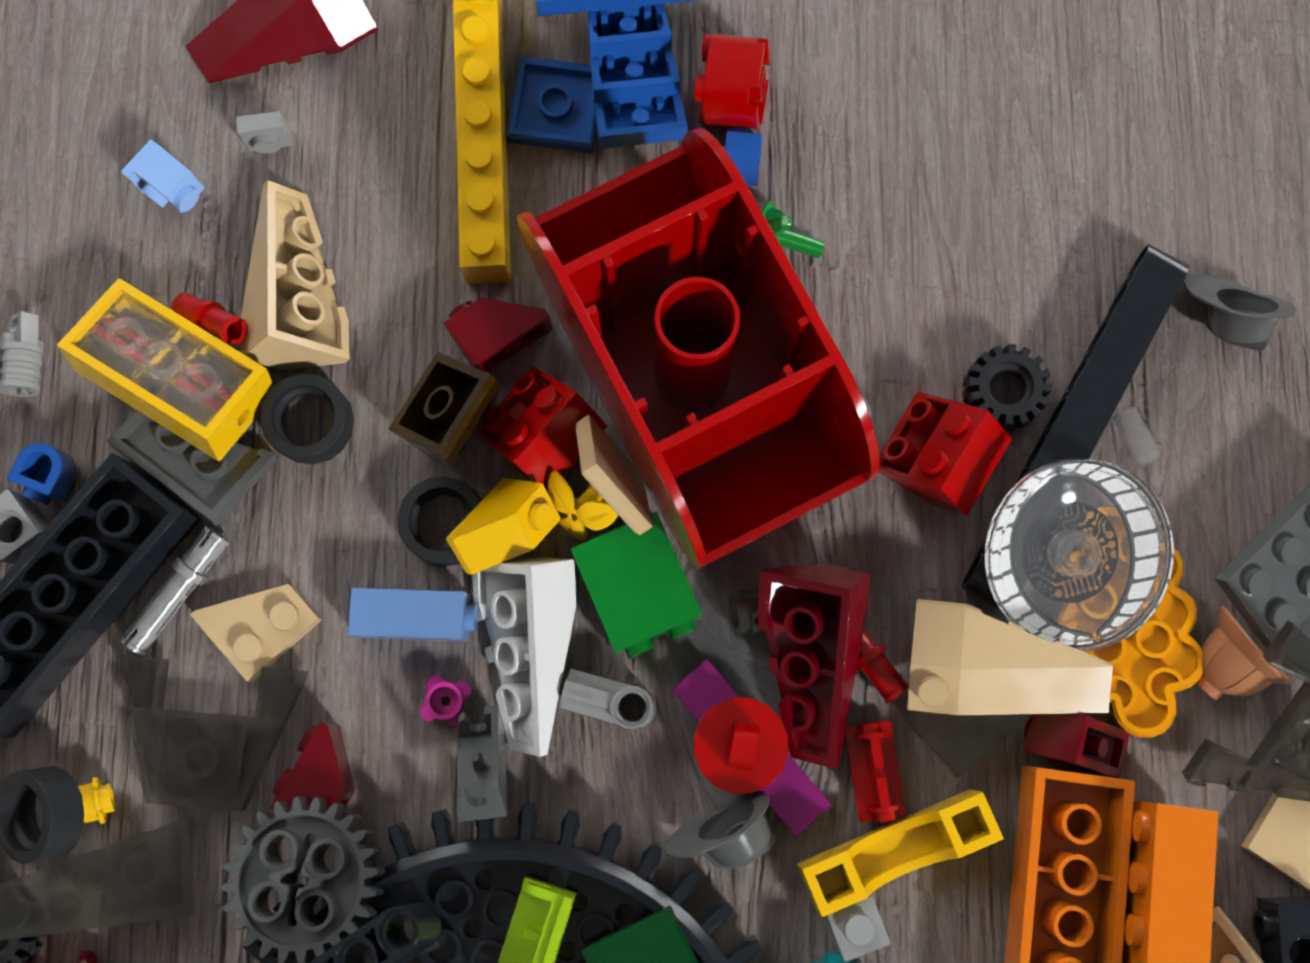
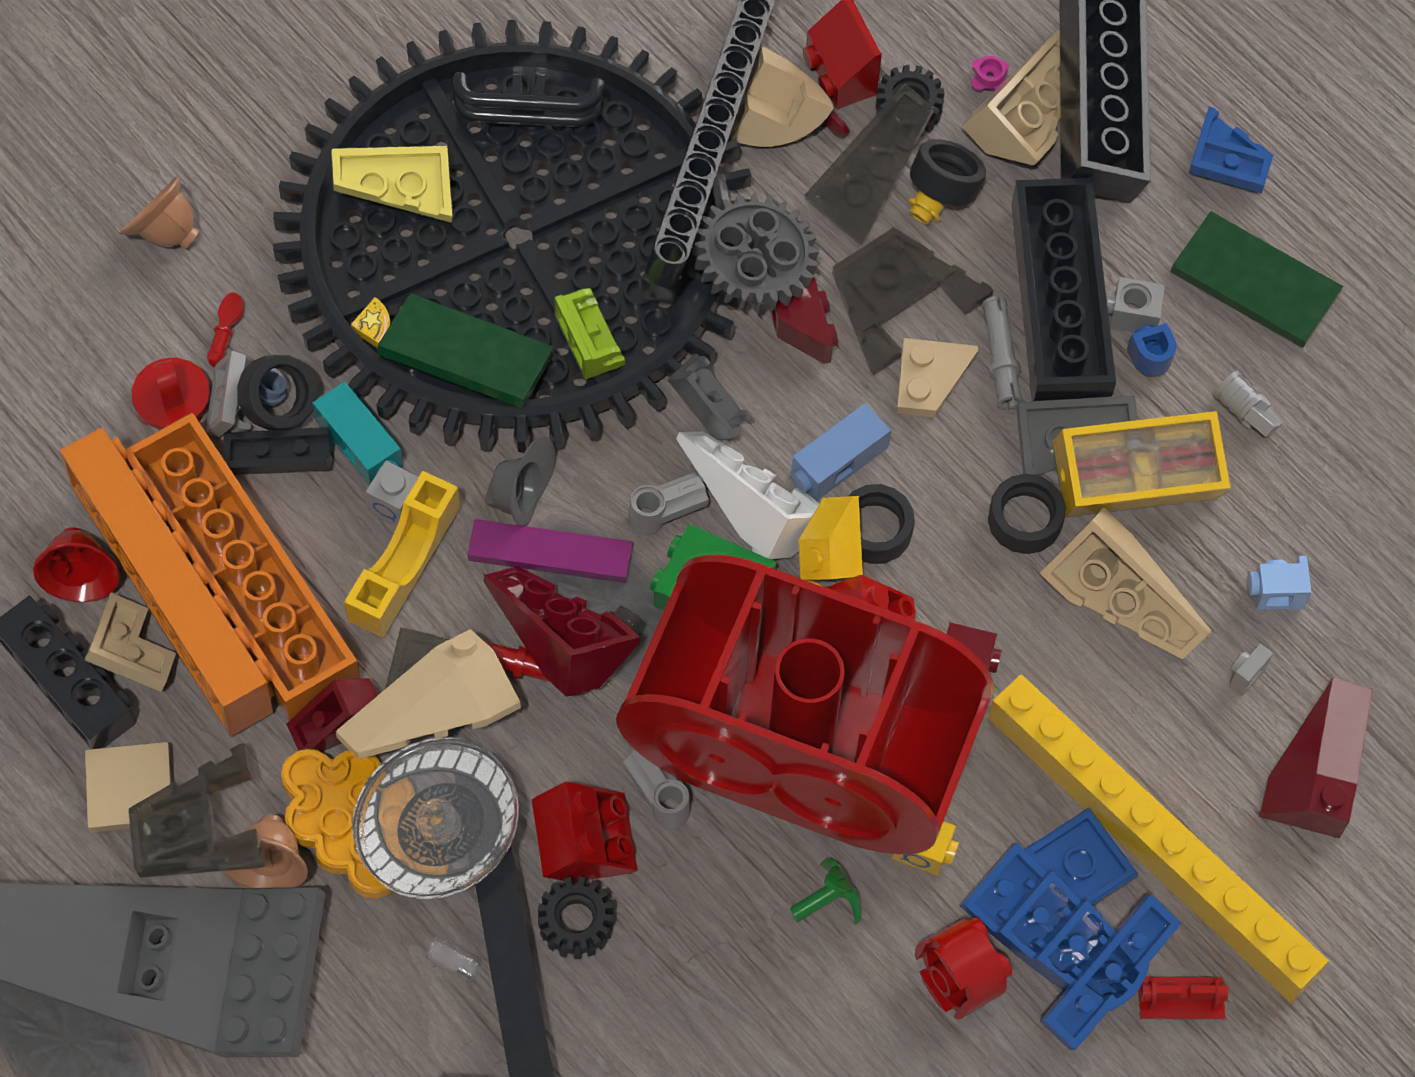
camera: 135 degrees right, 15 degrees down
(211, 318) = (1151, 516): red pin -> none
(437, 690) = (770, 414): dark pink plate -> none
(445, 408) = (940, 579): dark brown slope -> none
(741, 745) = (558, 540): red tile -> none
(745, 152) = (908, 925): blue plate -> none
(875, 771) = (454, 597): red hinge -> none

